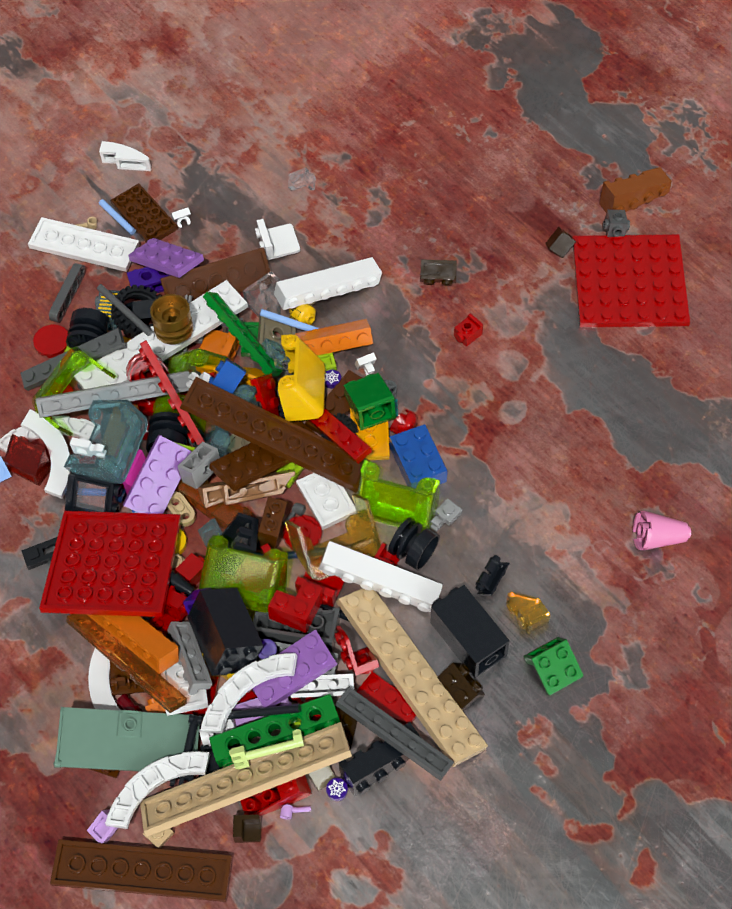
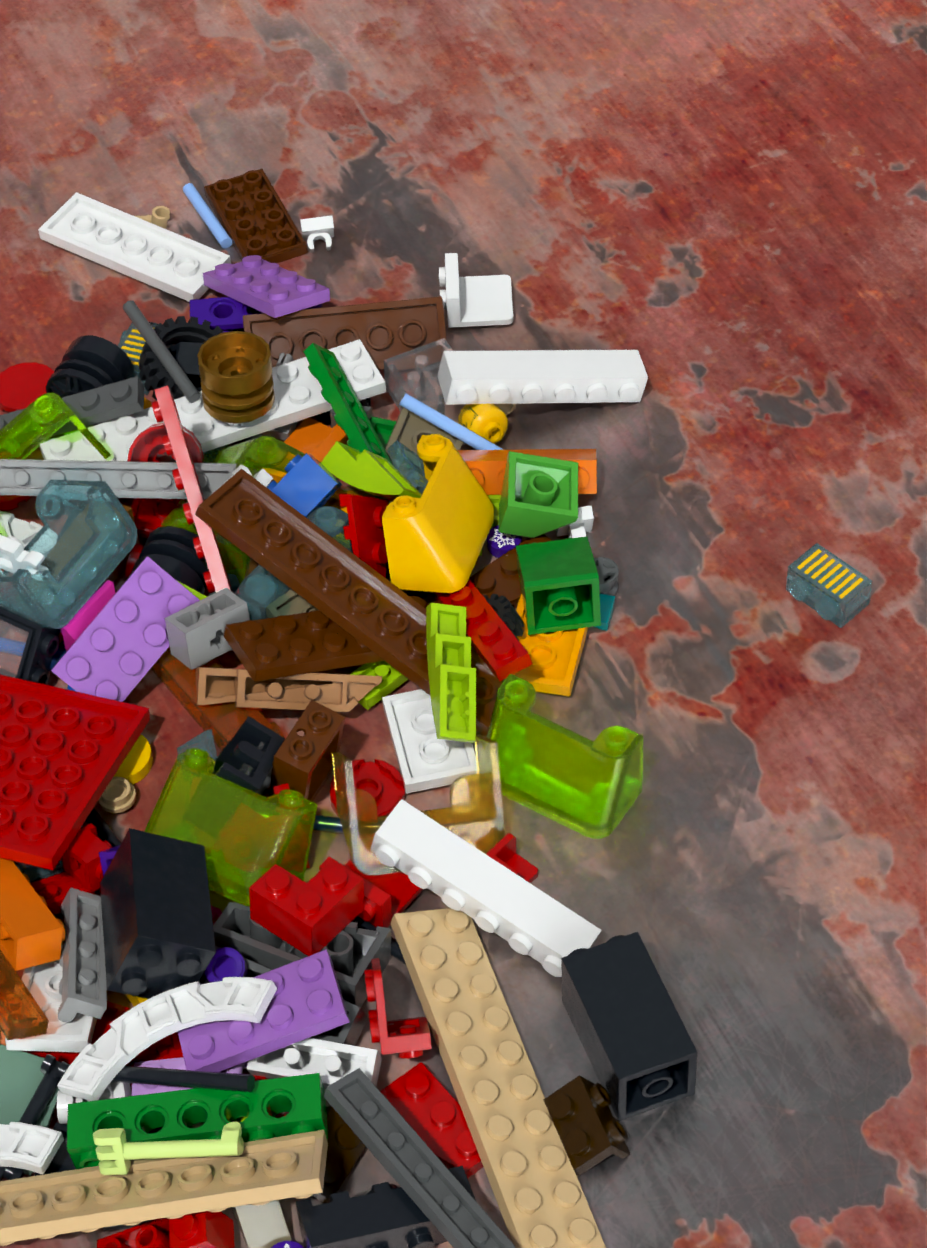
camera: 15 degrees right, 10 degrees down
(67, 292) = (78, 317): dark grey beam -> none
(124, 157) = (249, 124): white slope -> none
(181, 584) = (108, 823): black cone -> none
(182, 508) = (161, 704): tan plate -> none
(191, 569) = (135, 806): red brick -> none
(259, 362) = (368, 472): none -> lime slope
(298, 509) = (370, 747): dark grey hand -> none
(300, 179) = (550, 206): clear bracket -> none
(331, 465) = (450, 673): none -> lime slope
(345, 353) = (537, 495): none -> bright green slope
(404, 422) = (615, 640): red hair -> none
(412, 542) = (567, 846): black wheel -> none
(417, 456) = (623, 690): blue brick -> none
(438, 271) = (755, 397): dark brown bracket -> none
(445, 513) = (648, 811): light grey plate -> none
(468, 330) = (783, 504): red brick -> none
(488, 583) = (691, 949): black hinge -> none
(502, 371) = (828, 585): none -> clear light blue brick
(529, 611) = (758, 1016): clear yellow slope -> none
(555, 664) = (784, 1130): green bracket -> none

